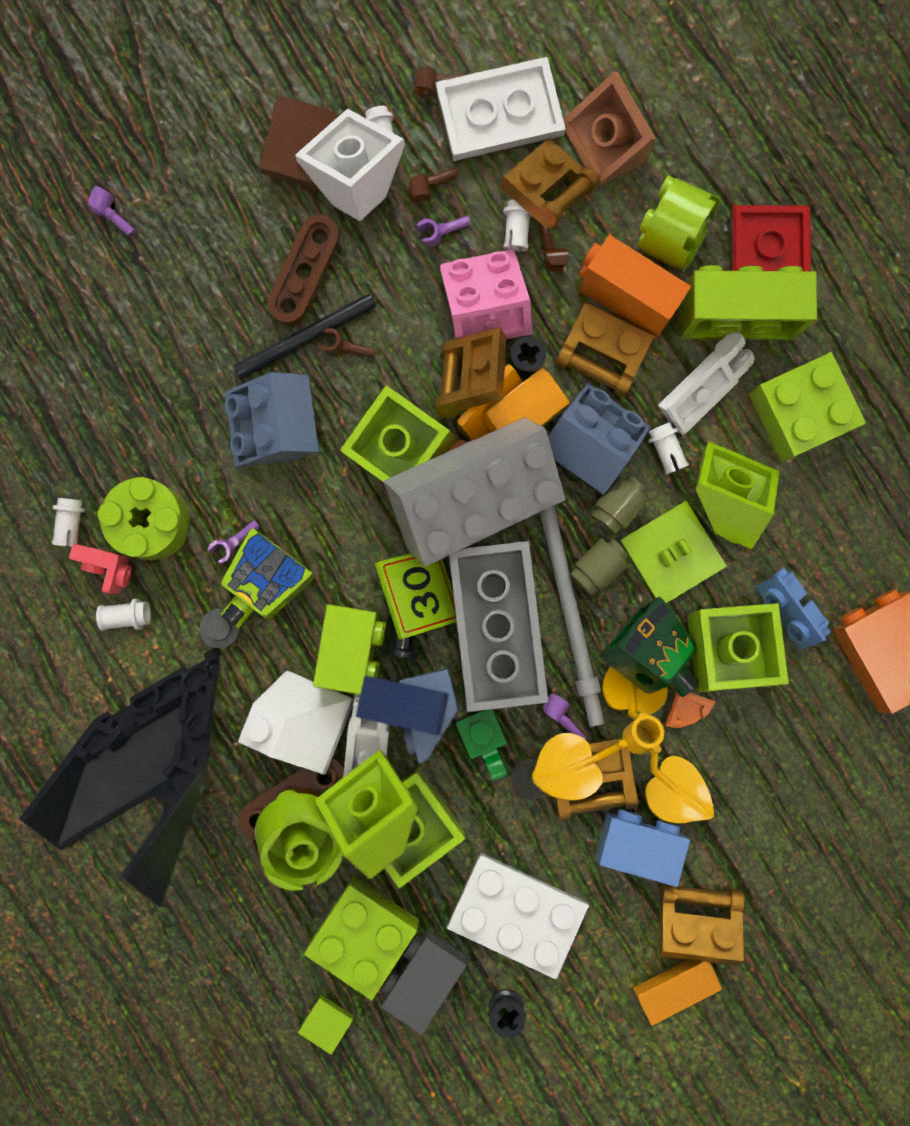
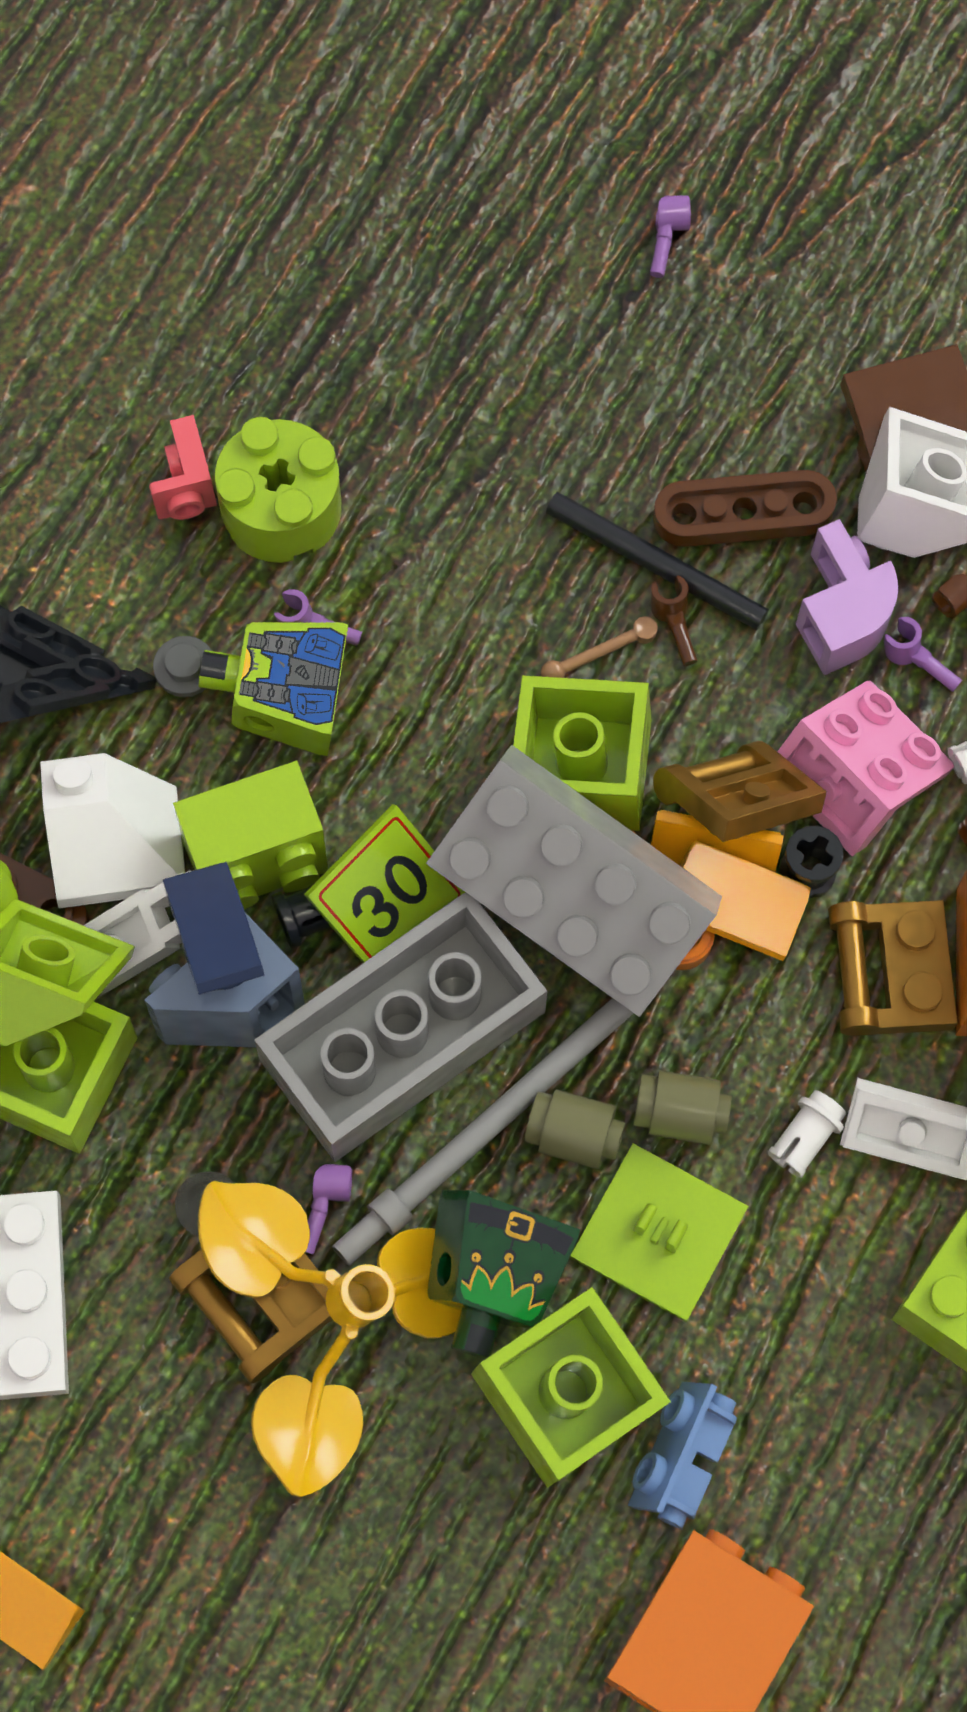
camera: 60 degrees right, 15 degrees down
(67, 521) = (223, 398): white pin -> none
(124, 615) = (140, 546): white pin -> none
(271, 419) = (512, 576): sand blue slope -> none
(341, 368) = (643, 631): none -> medium nougat hinge
(396, 241) = (855, 609): none -> lavender brick
(482, 737) = (229, 1104): green plate -> none
(596, 437) = (757, 1018): sand blue slope -> none
(642, 848) = (194, 1418): medium blue brick -> none
(687, 710) = (439, 1380): orange tile -> none
(701, 936) = (108, 1578): pearl gold plate -> none
(736, 494) = (798, 1261): lime slope -> none

